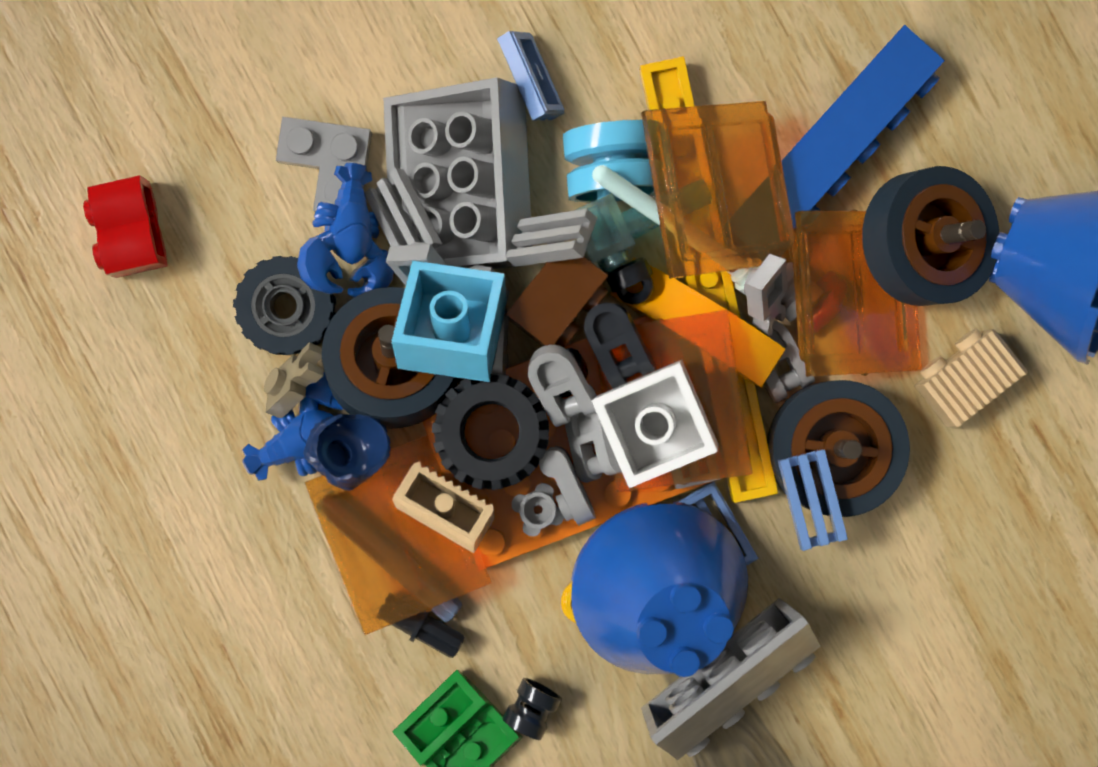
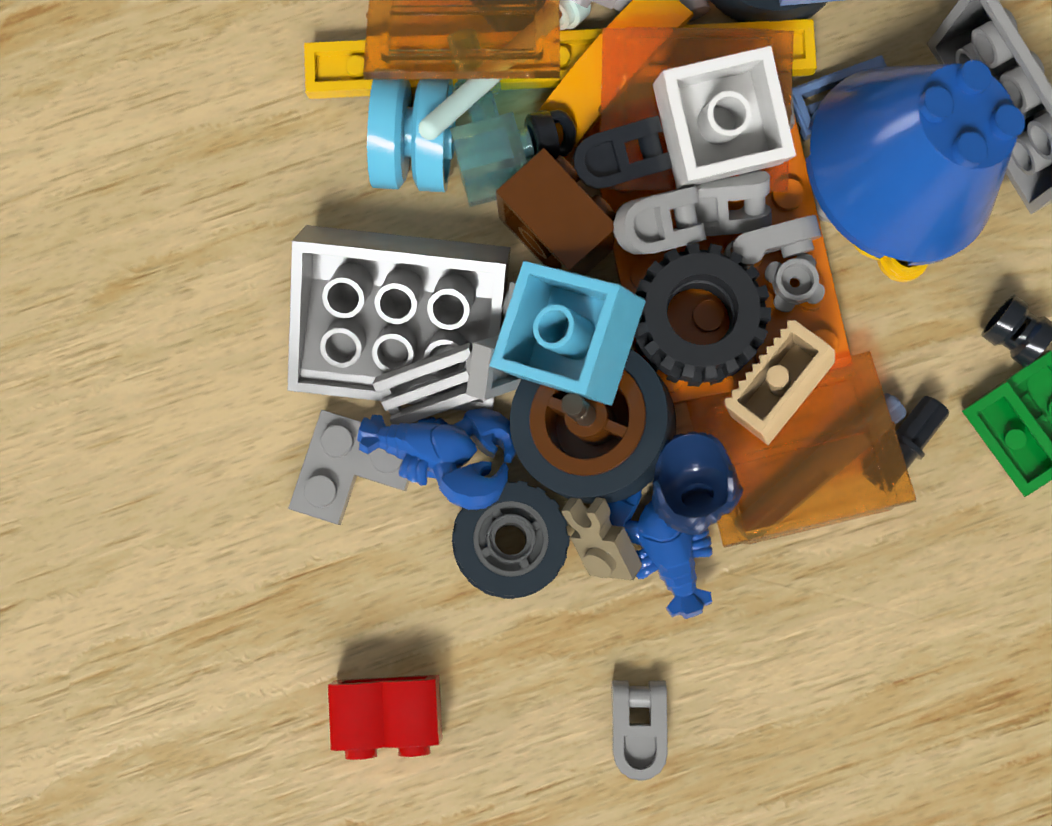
camera: 75 degrees left, 5 degrees down
(134, 440) = (639, 747): none -> light grey plate
(531, 75) = (293, 215): medium blue tile -> none
(552, 230) = (483, 199): light grey tile -> none

